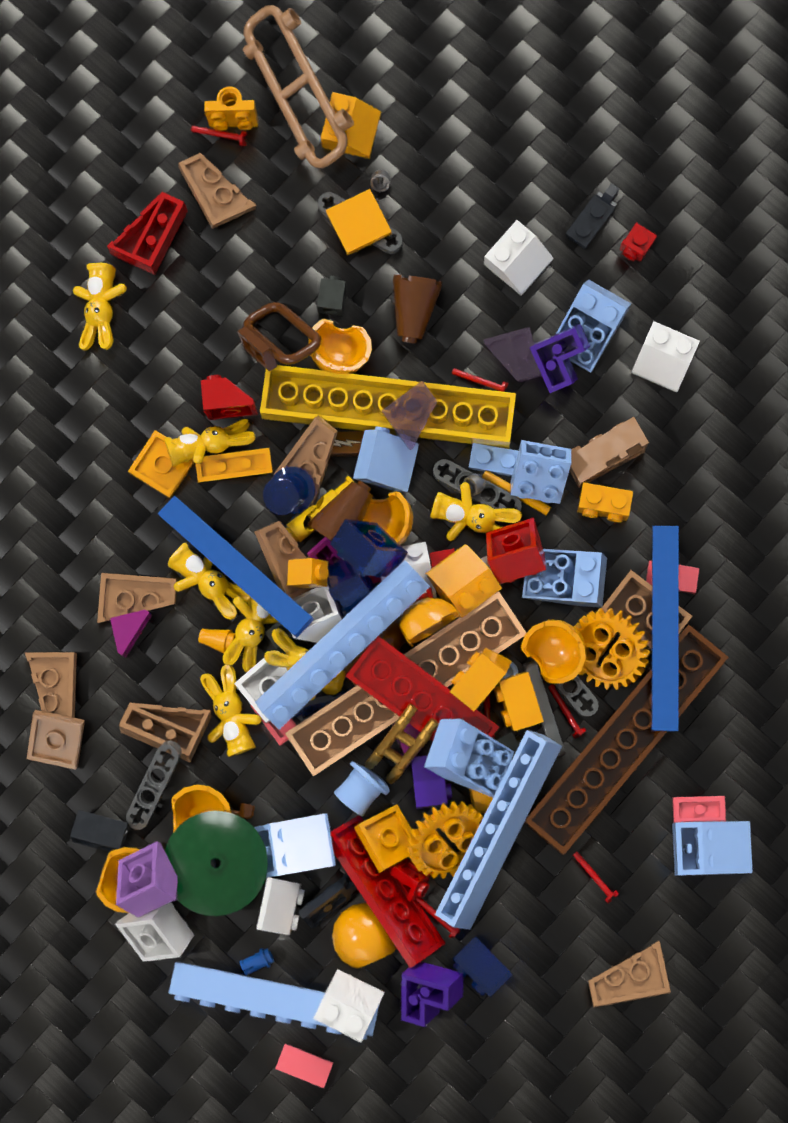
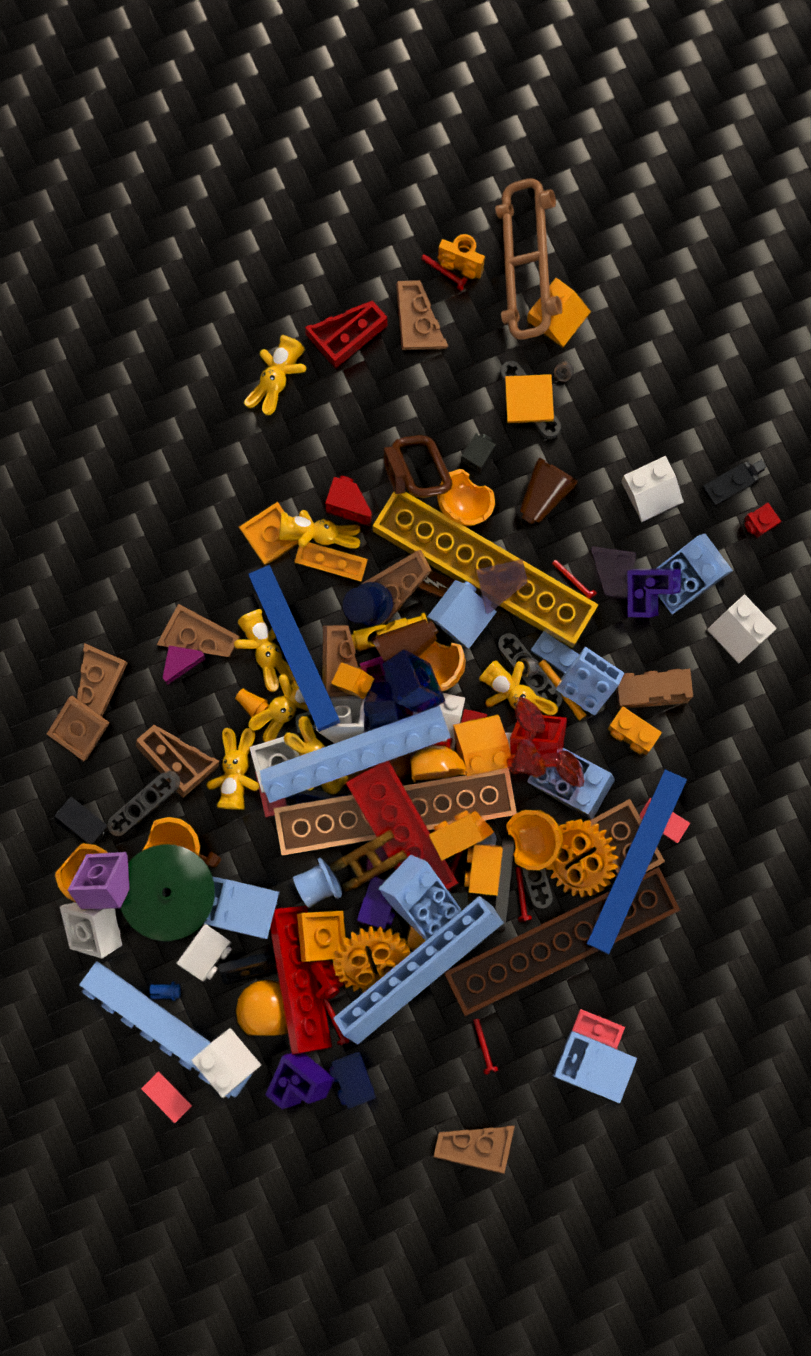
camera: 15 degrees right, 0 degrees up
(516, 573) = (527, 757): none -> clear red plant

